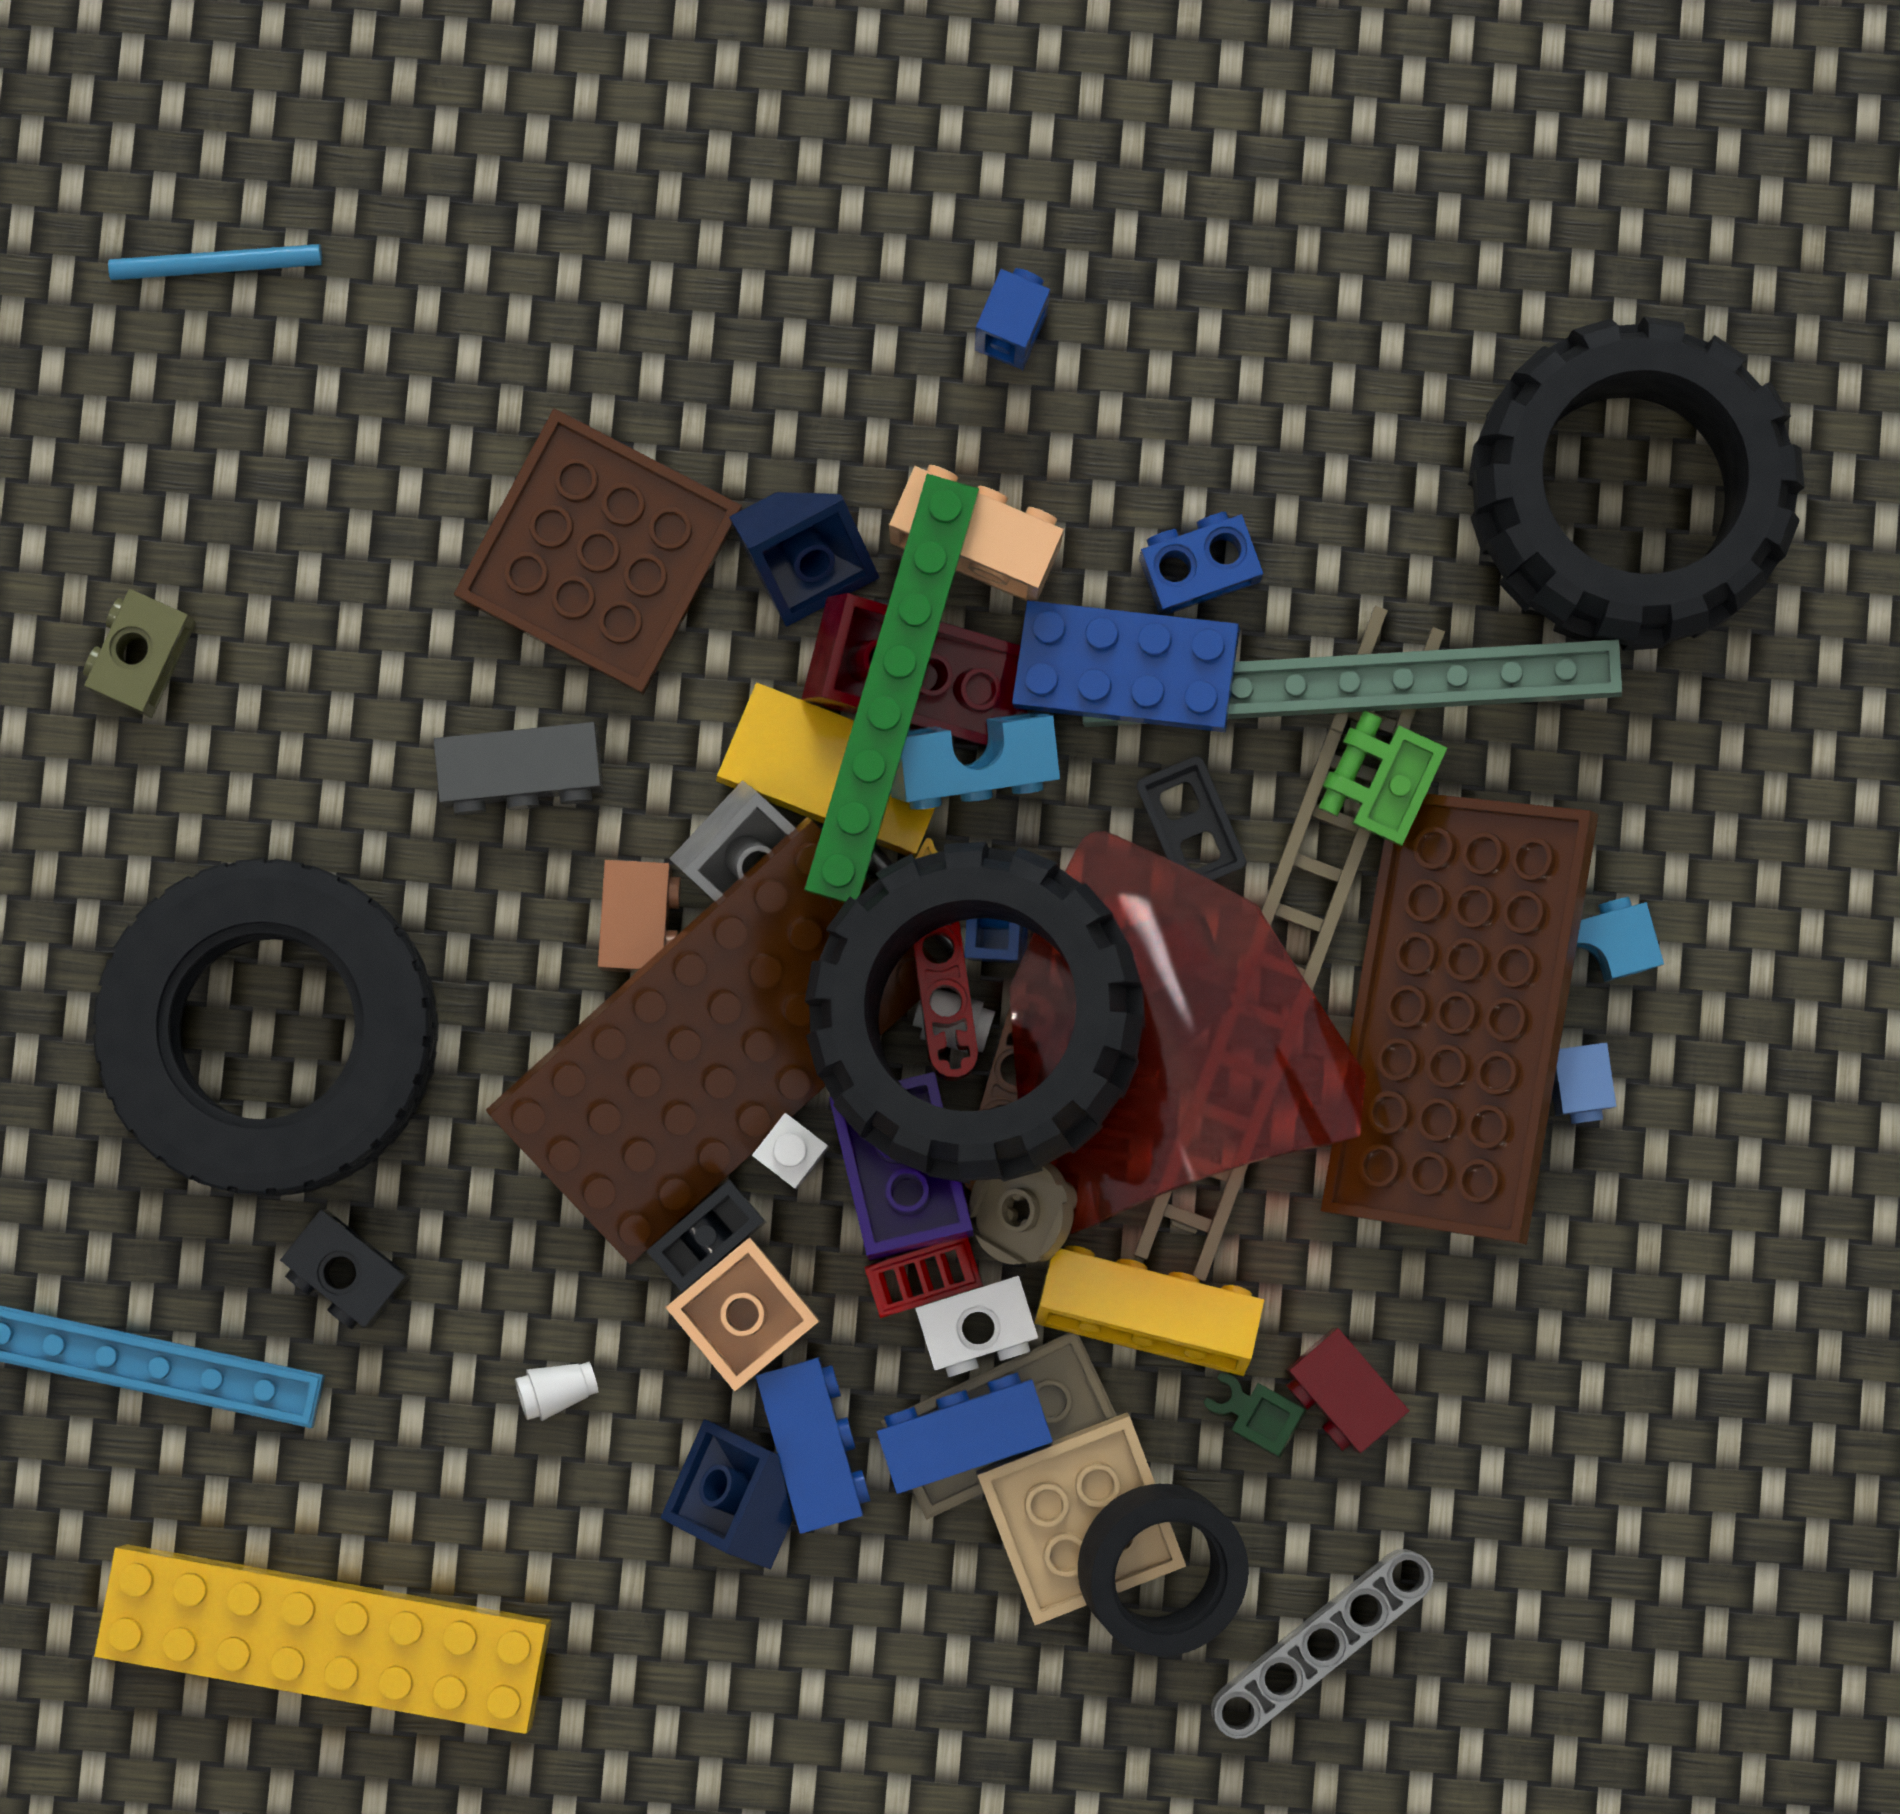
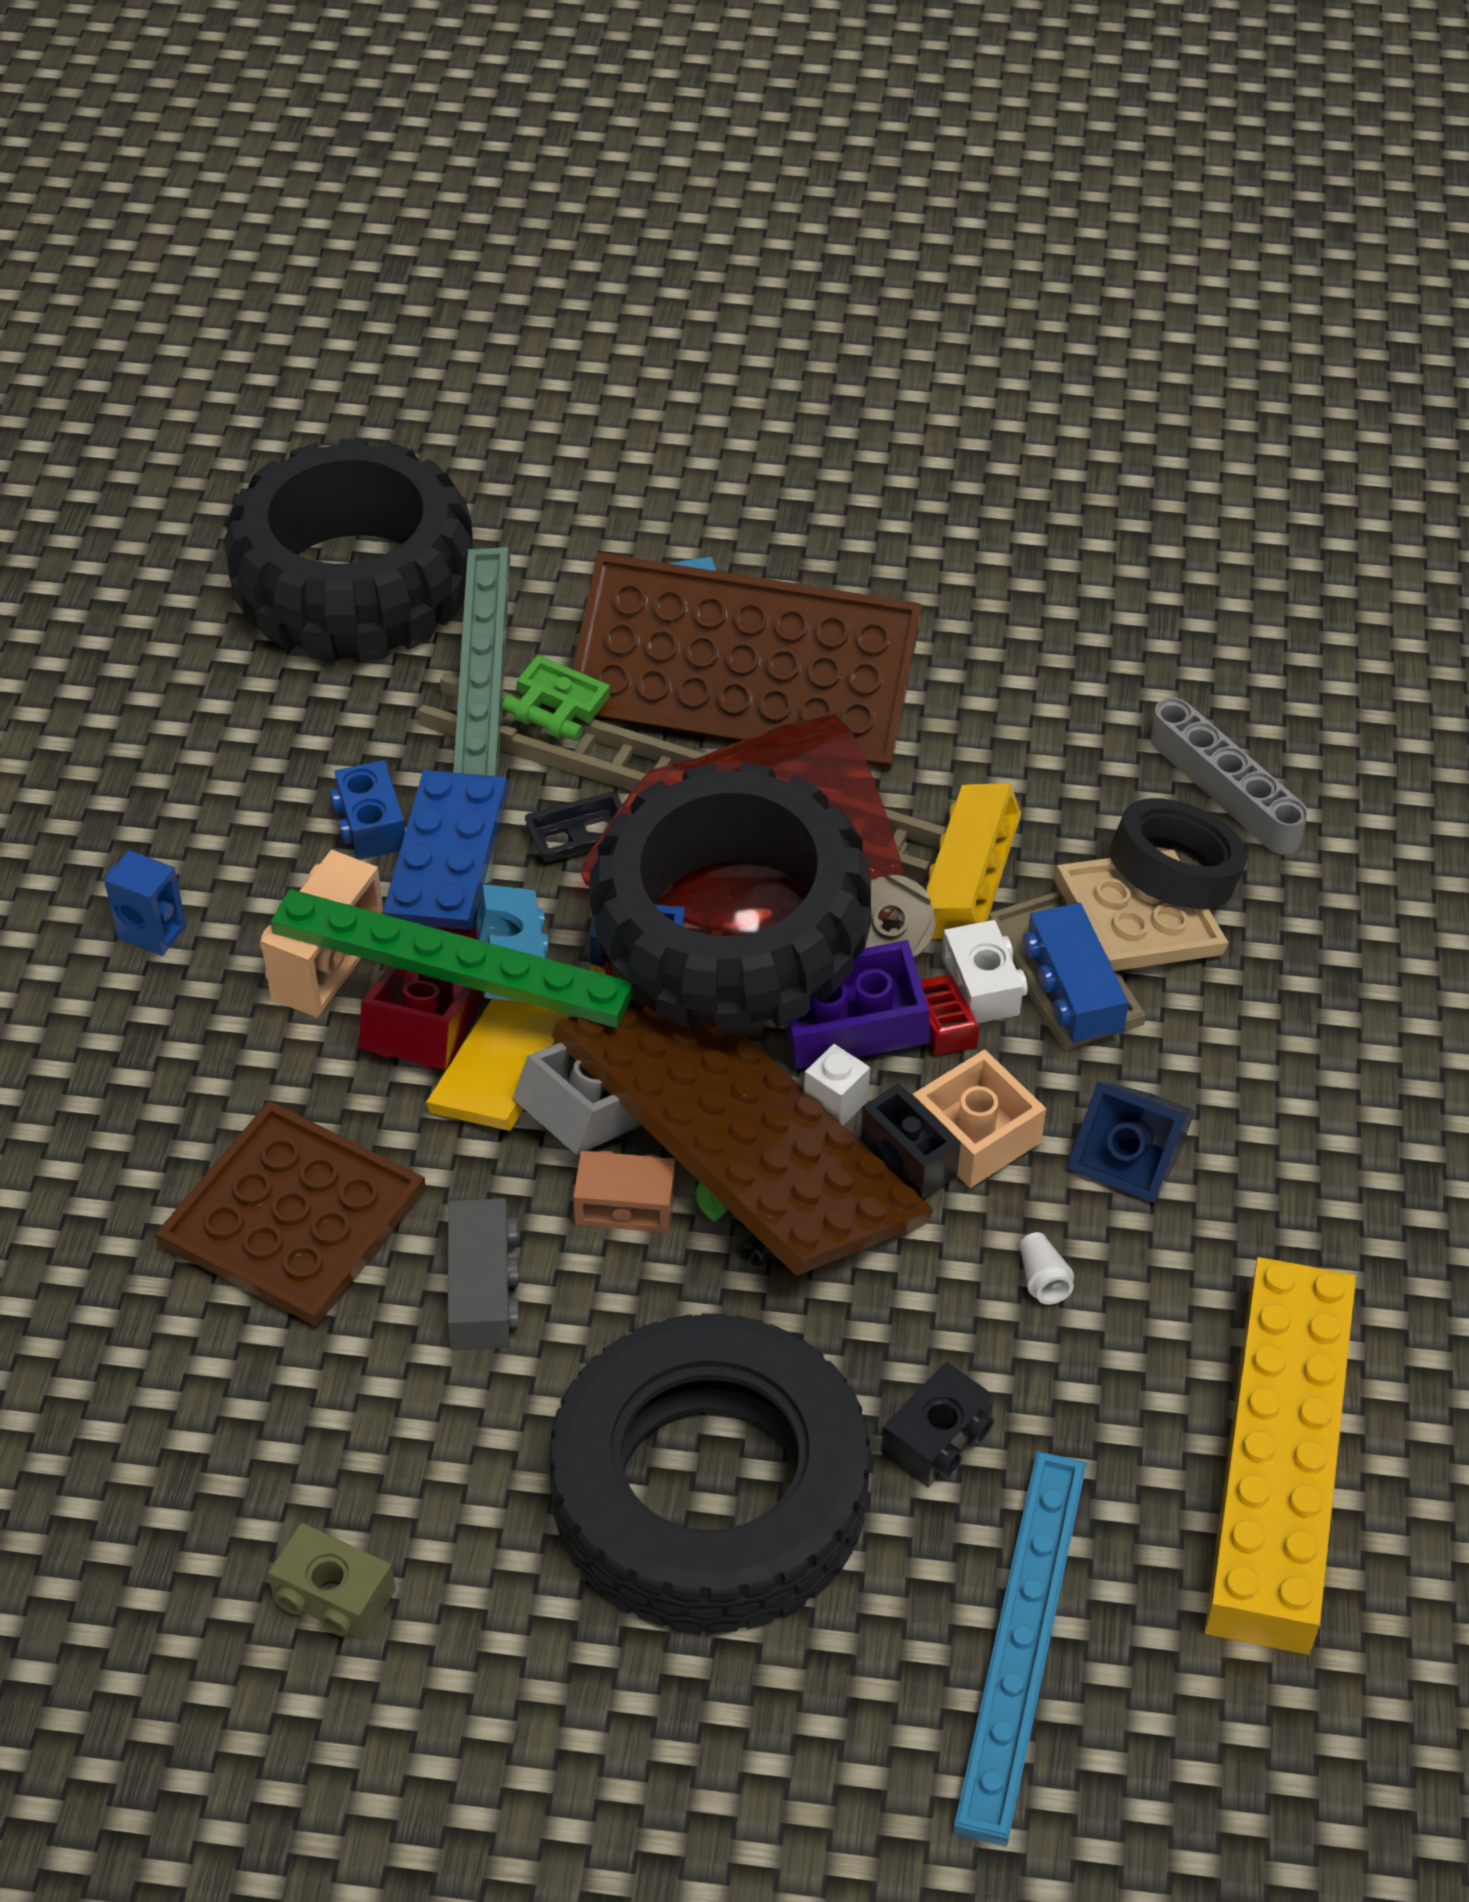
camera: 85 degrees left, 35 degrees down
(804, 550) = (314, 1062): dark blue slope -> none
(812, 1444) = (1068, 1080): blue brick -> none
(1262, 1418) = (1050, 803): dark green plate -> none
(1345, 1391) = (1031, 751): dark red brick -> none

